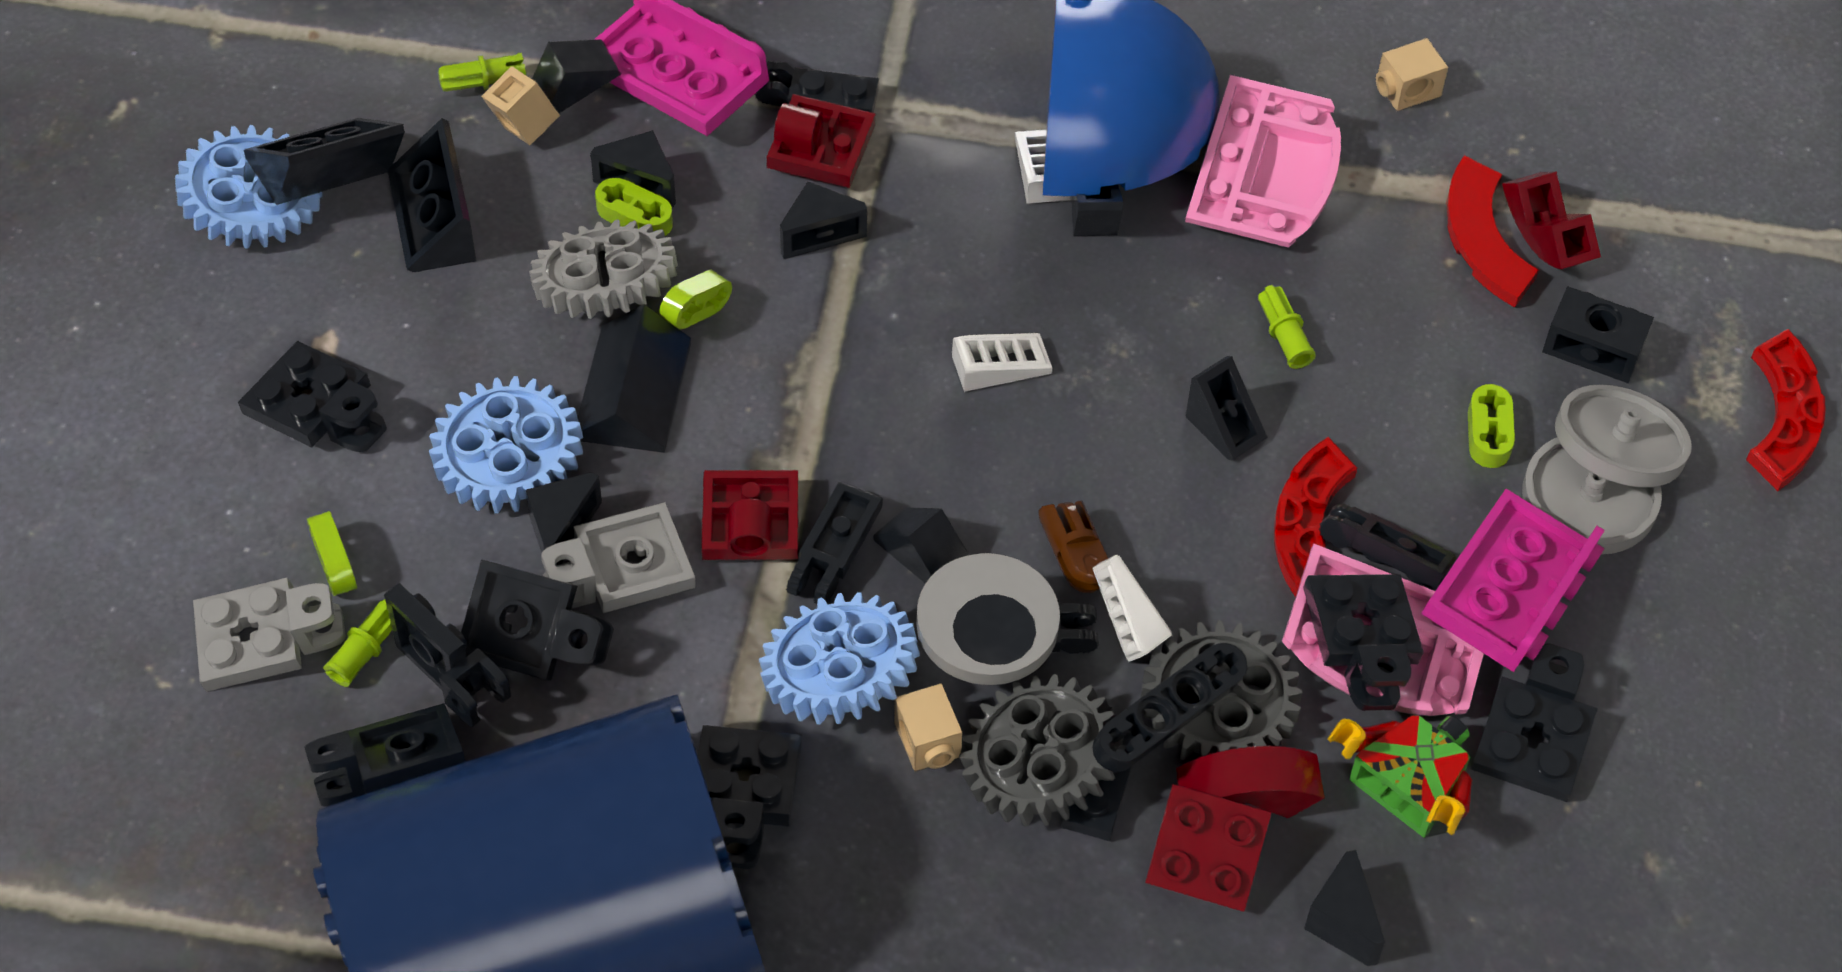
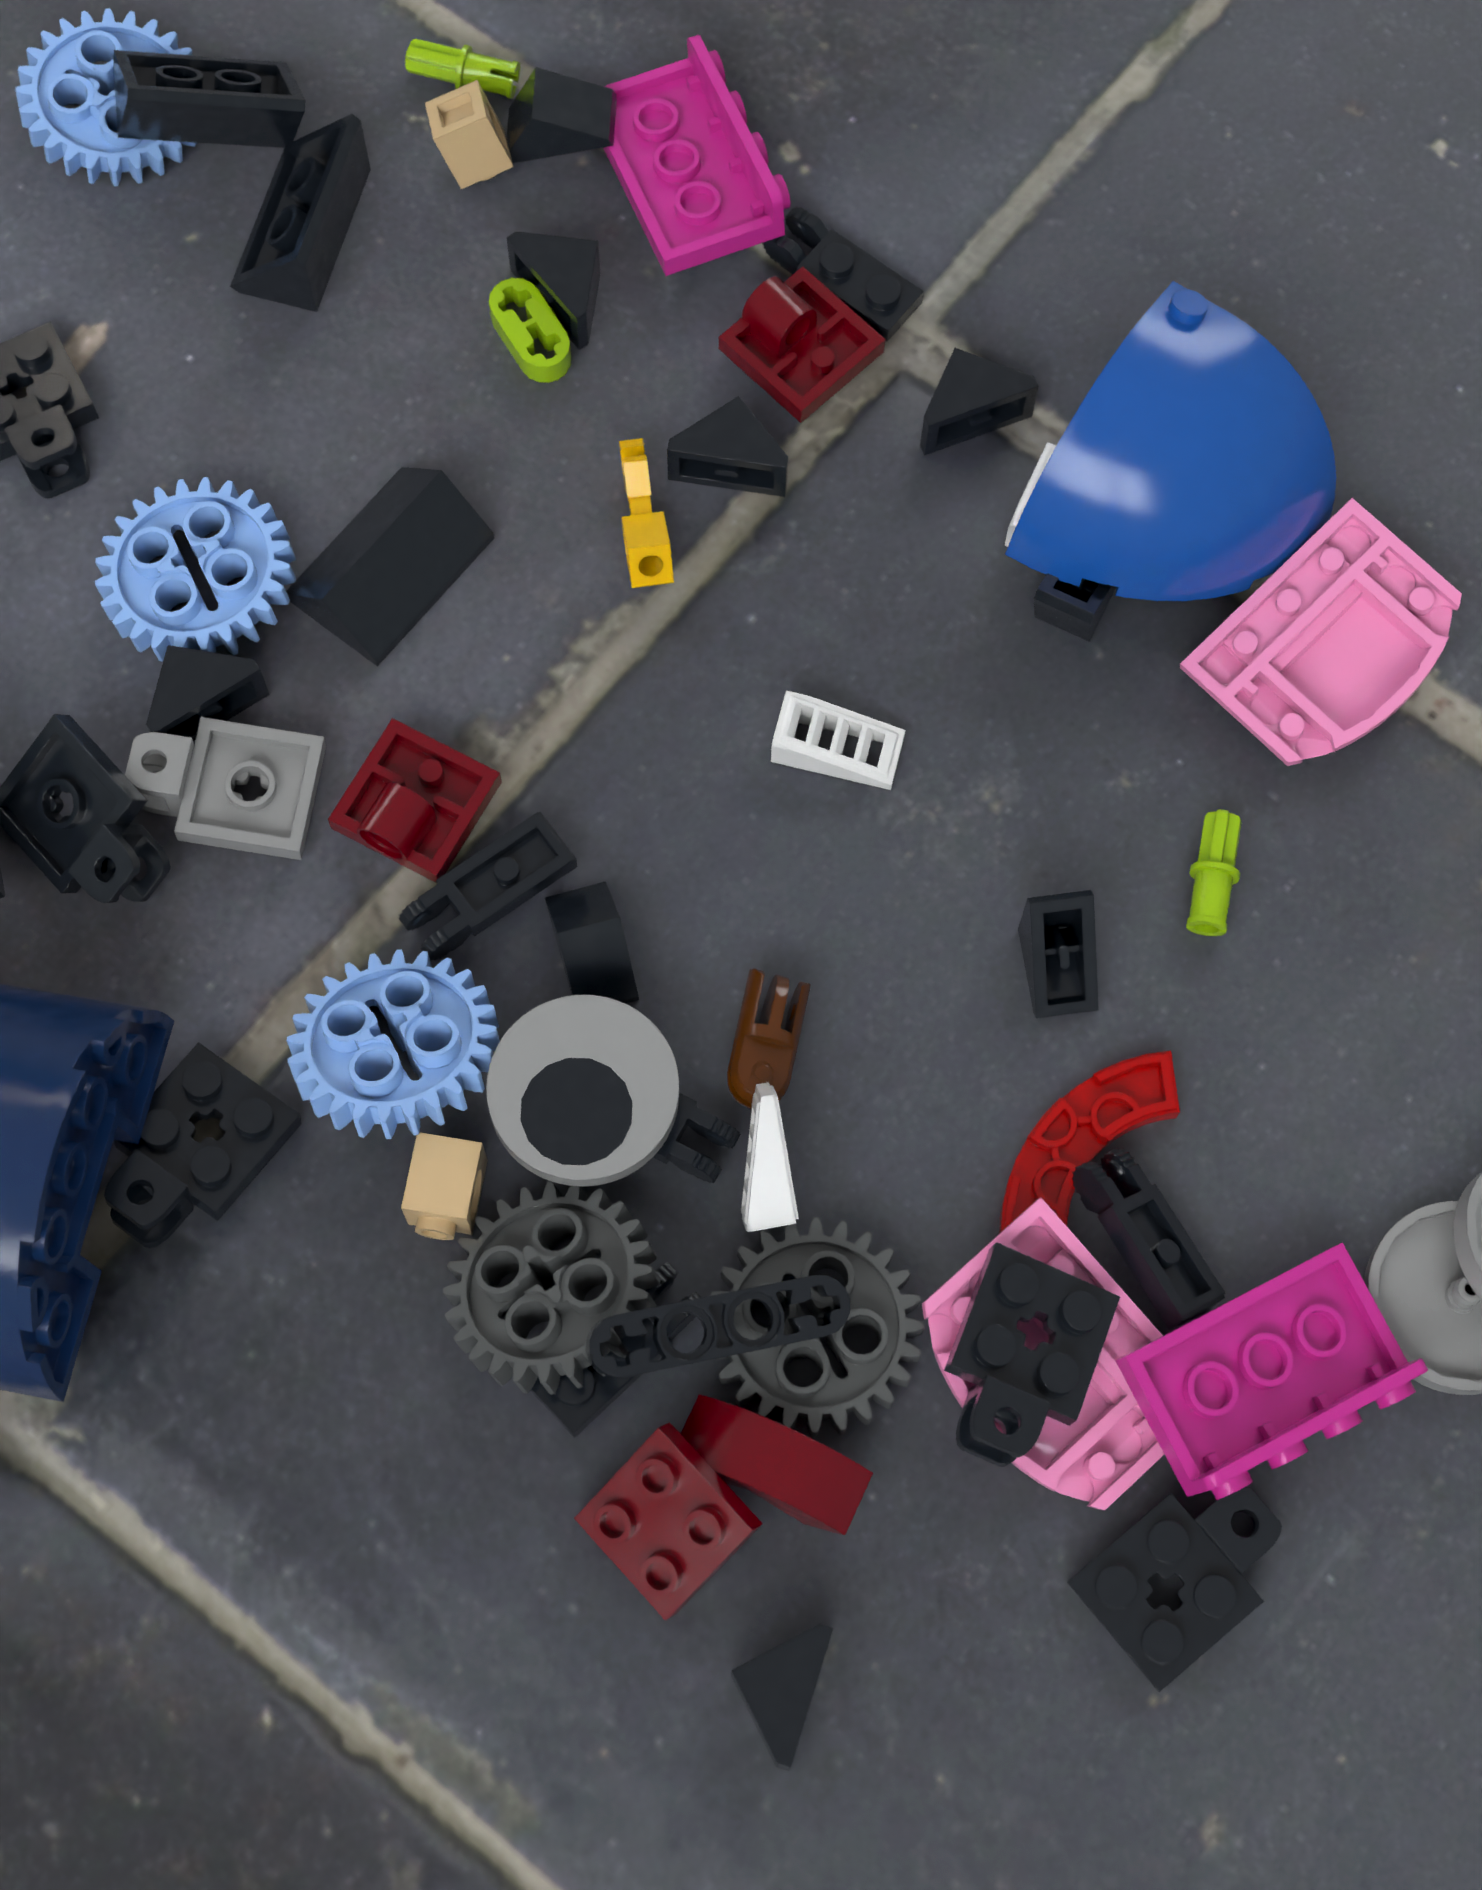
camera: 30 degrees right, 15 degrees up
(572, 275) = (435, 398): light grey gear -> none
(695, 299) = (518, 488): lime beam -> none
(800, 295) = (643, 531): none -> yellow piece
(956, 123) = (975, 400): none -> black slope
(1411, 768) = (983, 1555): torso -> none
(1500, 426) = (1402, 1147): lime beam -> none

